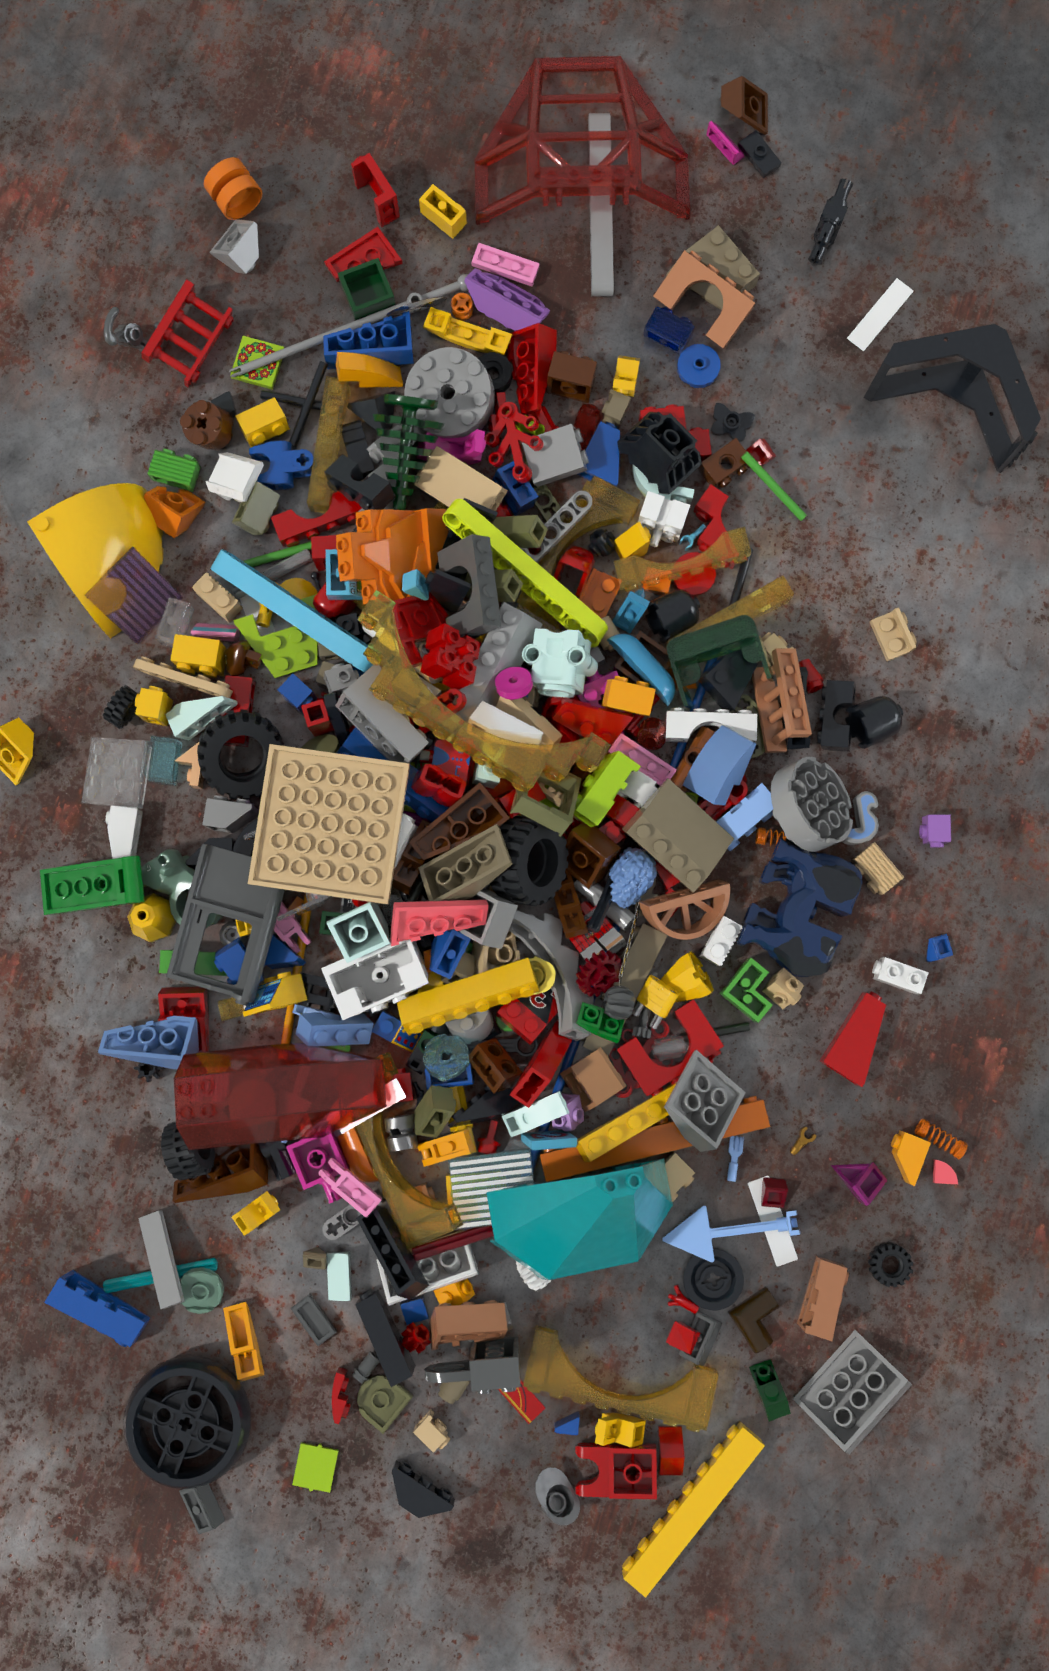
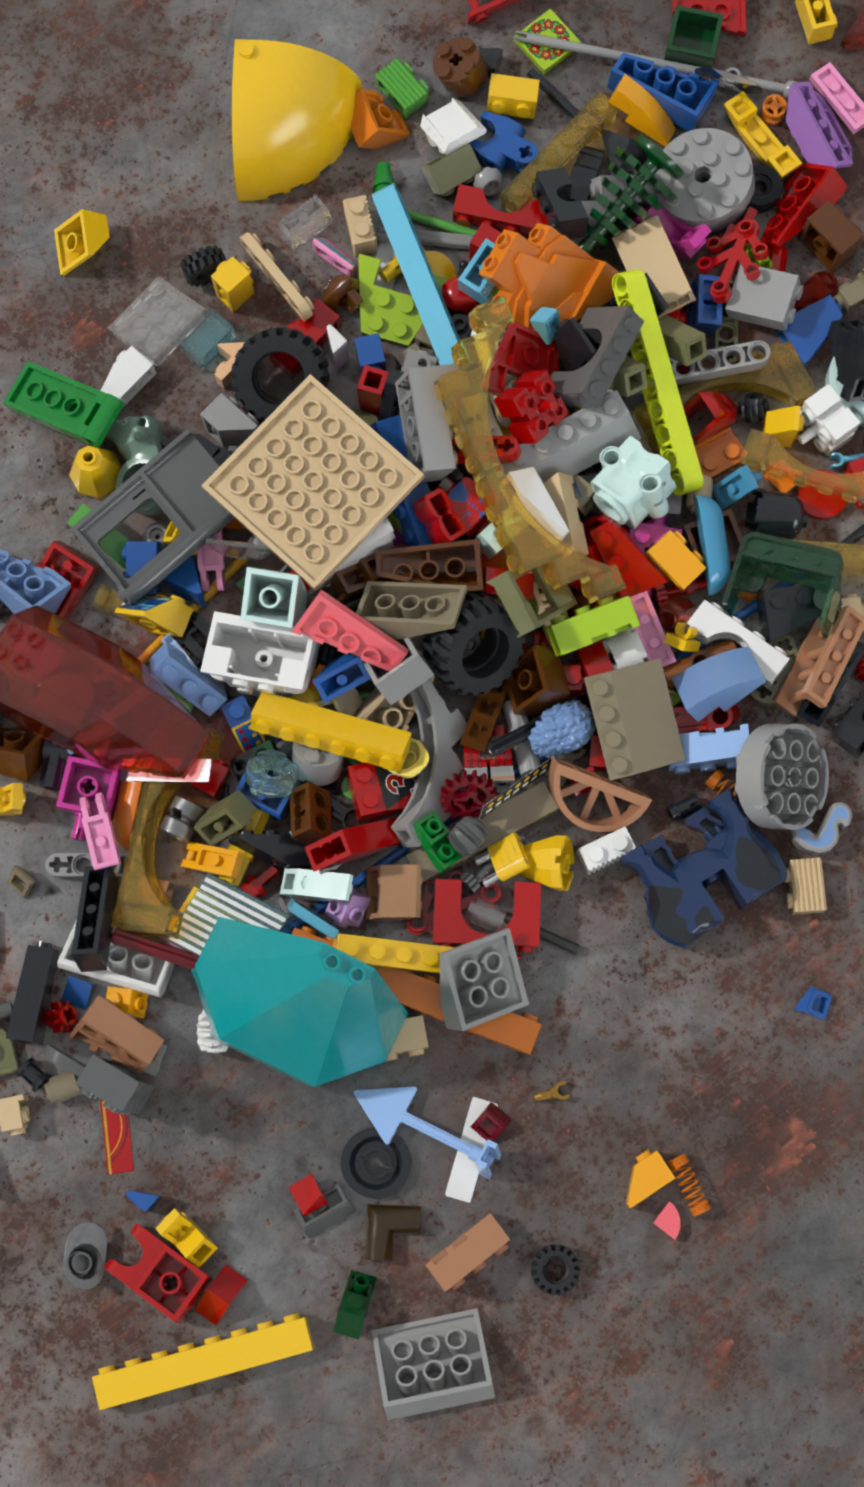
camera: 40 degrees right, 5 degrees down
(133, 595) = (284, 170): piece -> none
(191, 717) = (261, 313): light aqua slope -> none
(198, 655) = (305, 264): yellow piece -> none
(208, 548) = (383, 176): none -> green cone
(267, 701) = (338, 347): none -> white slope
(290, 499) = (489, 180): none -> light grey plate
(318, 377) = (567, 106): black bar -> none
(339, 1276) = (32, 912): light aqua slope -> none
(425, 1393) = (33, 1075): none -> black bush
(513, 683) = (574, 471): dark pink piece -> none
(671, 752) = (682, 640): none -> yellow tile
(681, 1300) = (331, 1162): red bar -> none
(682, 1403) = (164, 1138): clear yellow arch -> none
(735, 1150) = (482, 1057): light blue piece -> none
(742, 993) = (594, 908): bright green brick -> none
(752, 872) = (683, 808): none -> black pin
(783, 988) = (635, 936): tan brick -> none
(856, 1039) = (668, 1034): red slope -> none
(862, 1180) = (584, 1169): magenta slope -> none
(899, 975) = (757, 1001): white brick -> none

